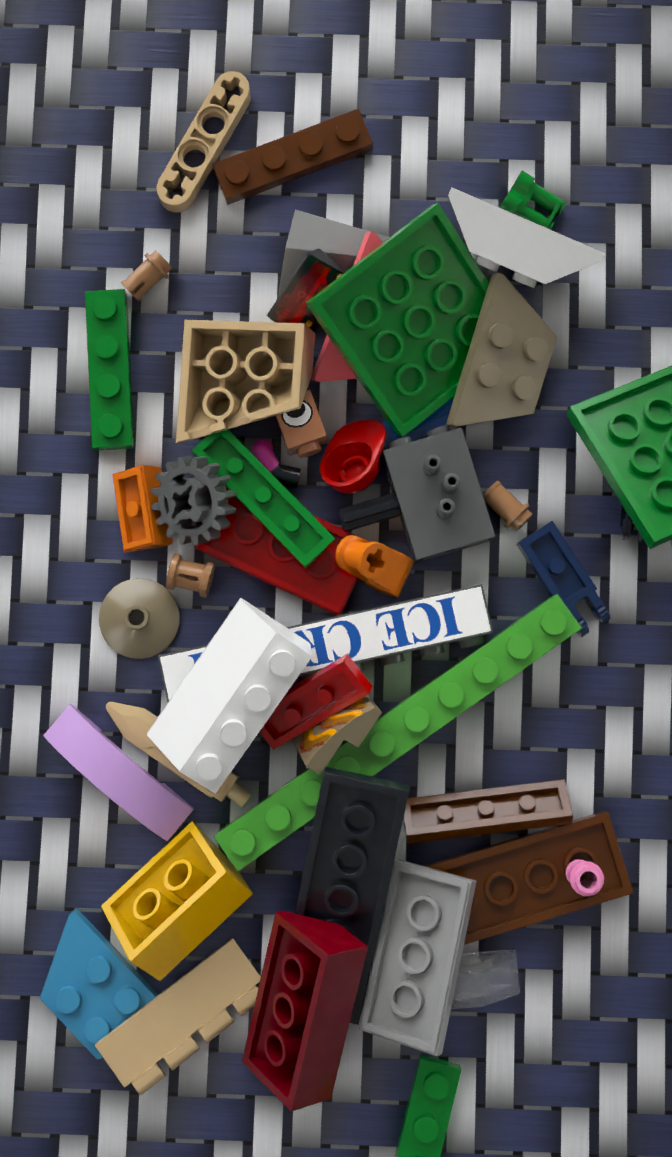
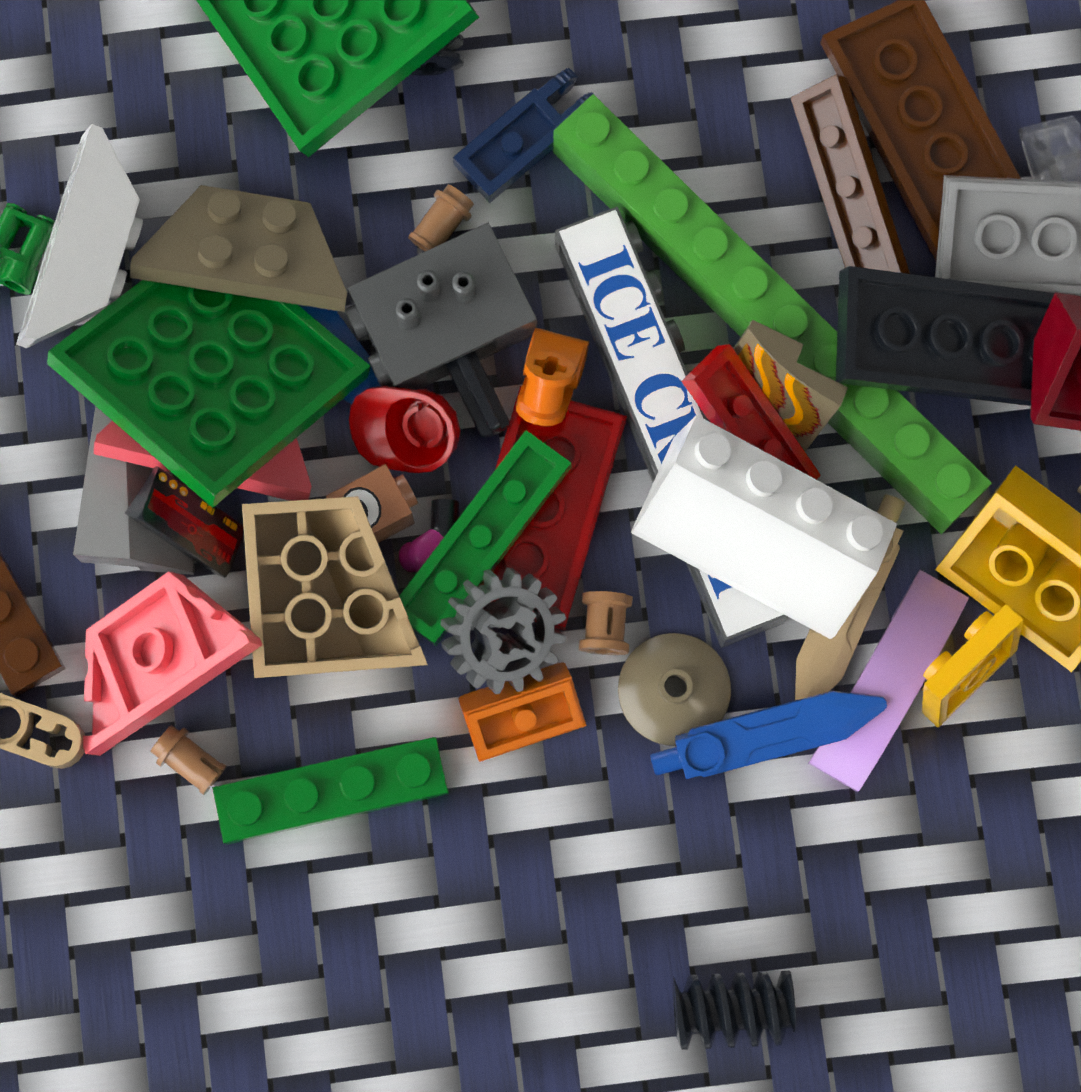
camera: 100 degrees left, 5 degrees down
(91, 677) = (768, 733): none -> blue piece
(99, 813) = (958, 676): none -> yellow plate
(218, 261) = (156, 655): none -> coral wing
(591, 884) = (912, 44): bright pink pin -> none

